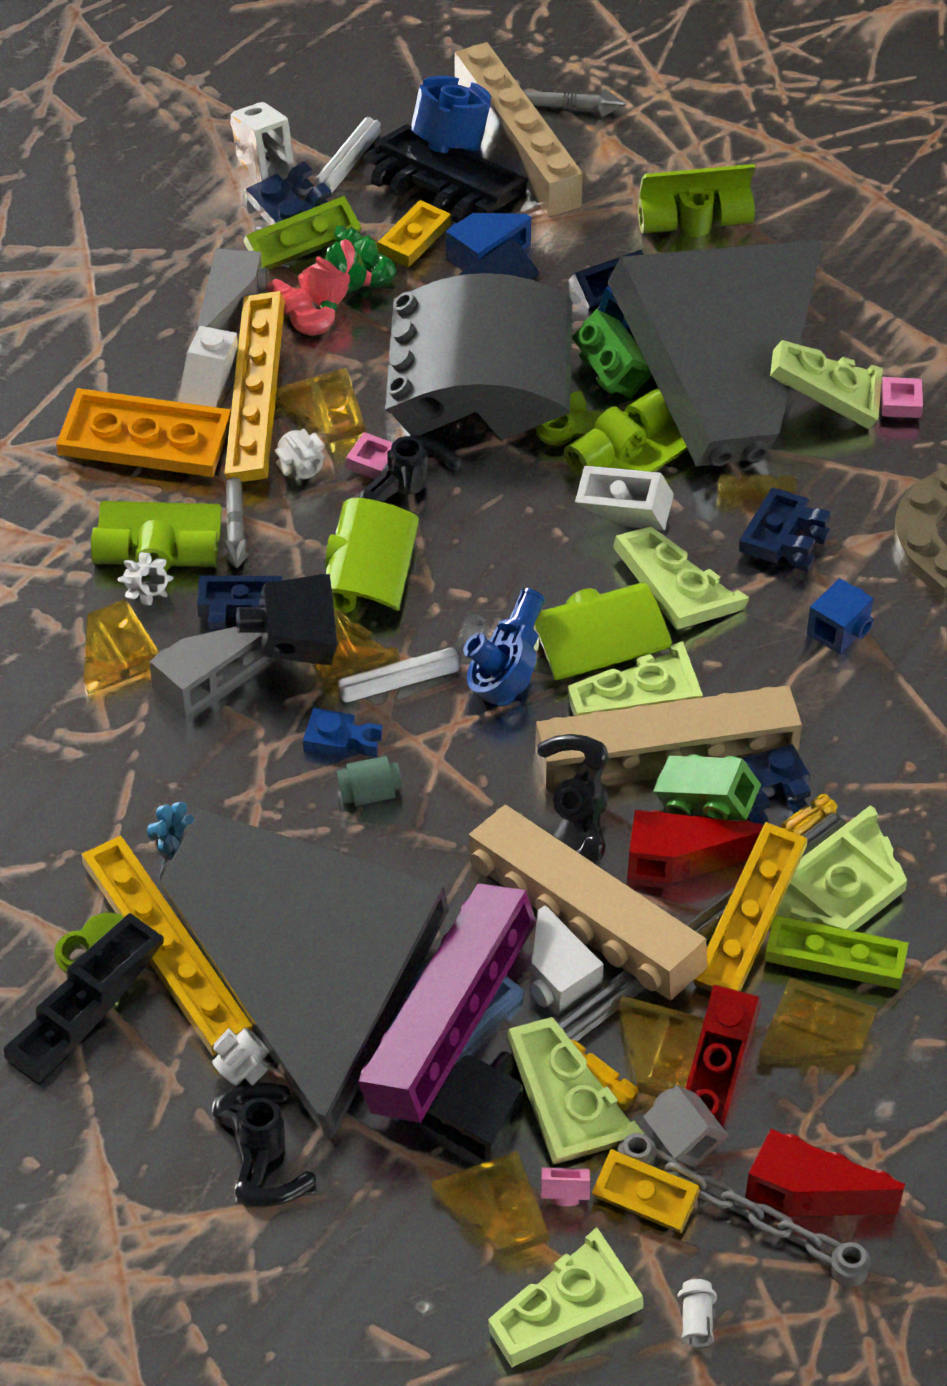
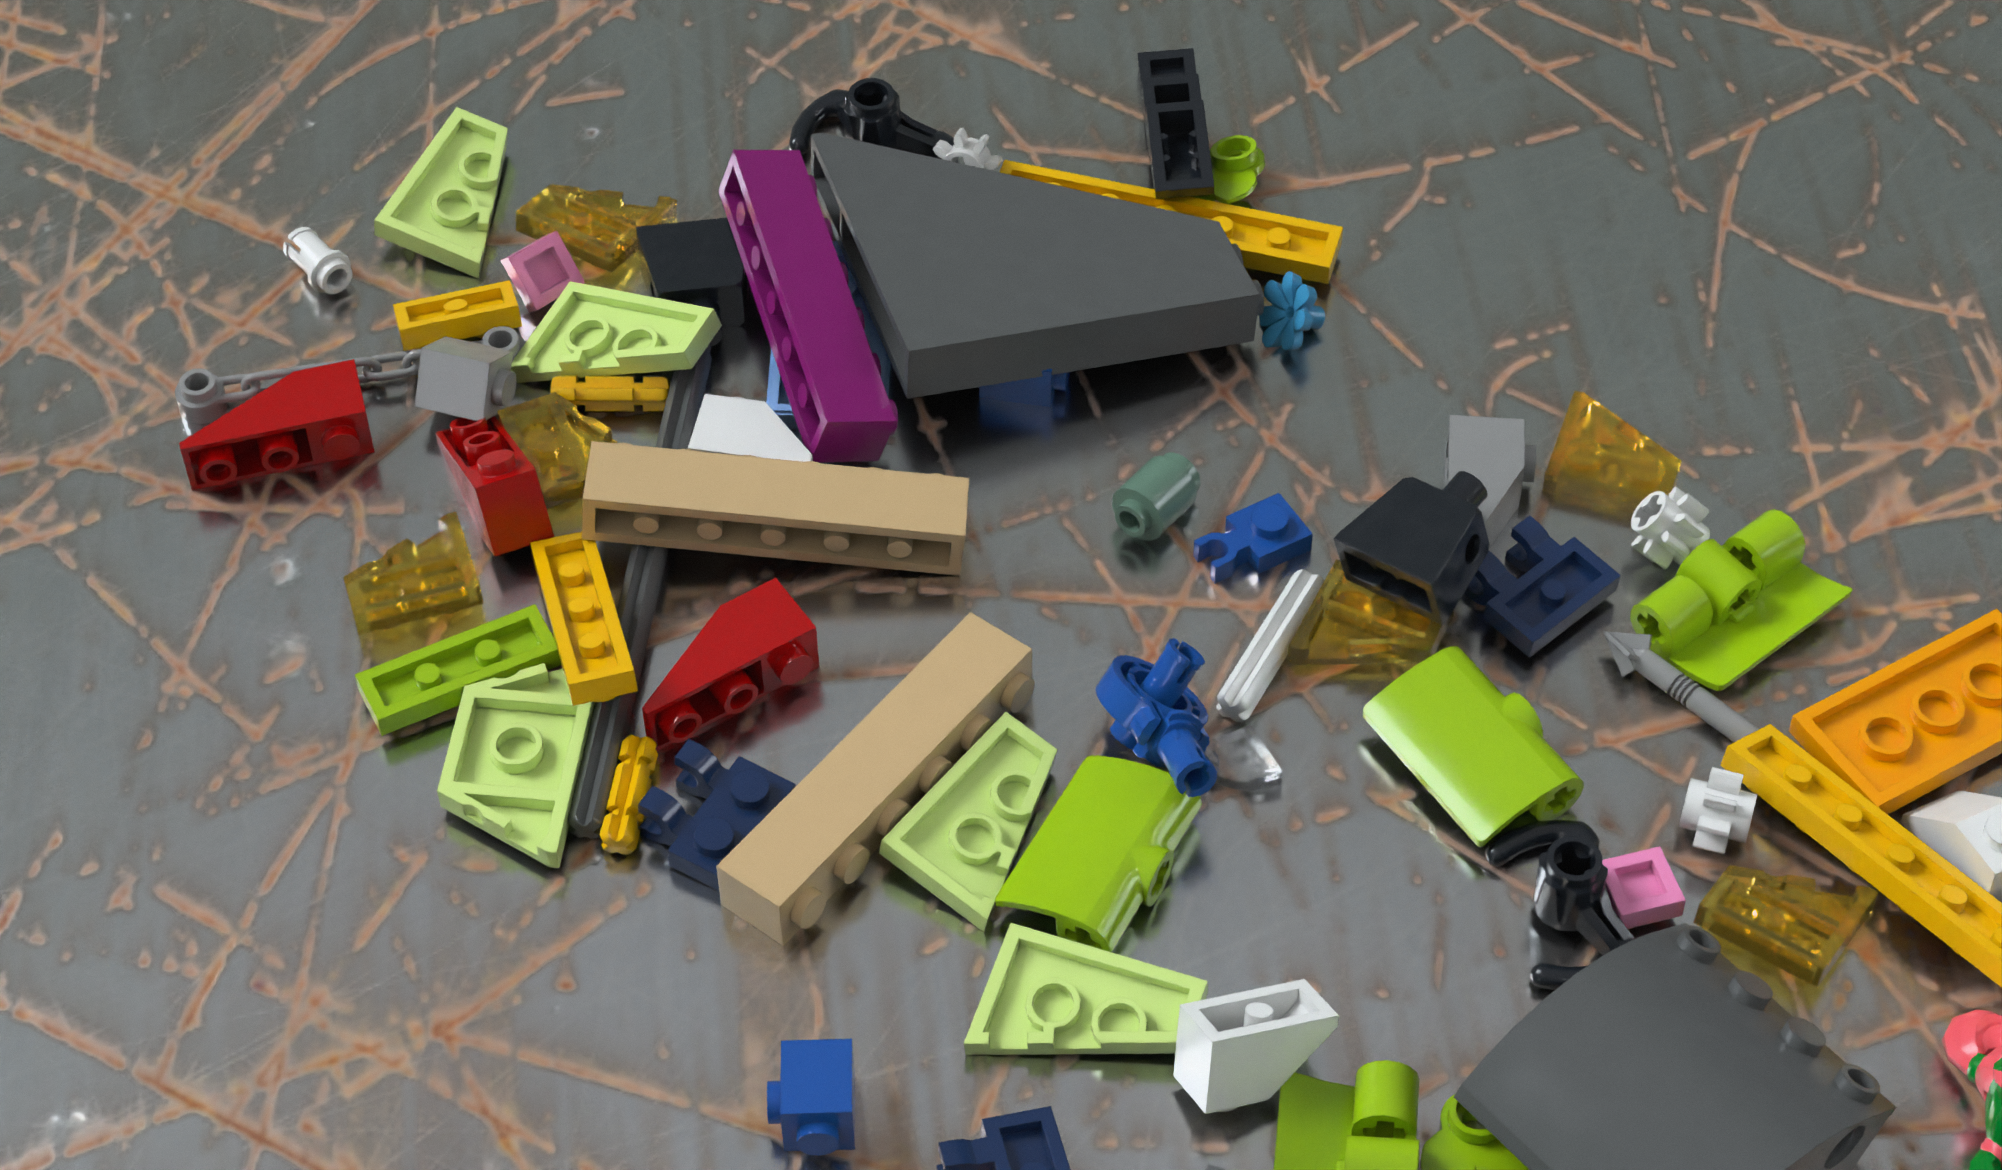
camera: 140 degrees right, 0 degrees up
(584, 796) = (895, 605): black piece -> none
(707, 787) = (758, 710): bright green brick -> none

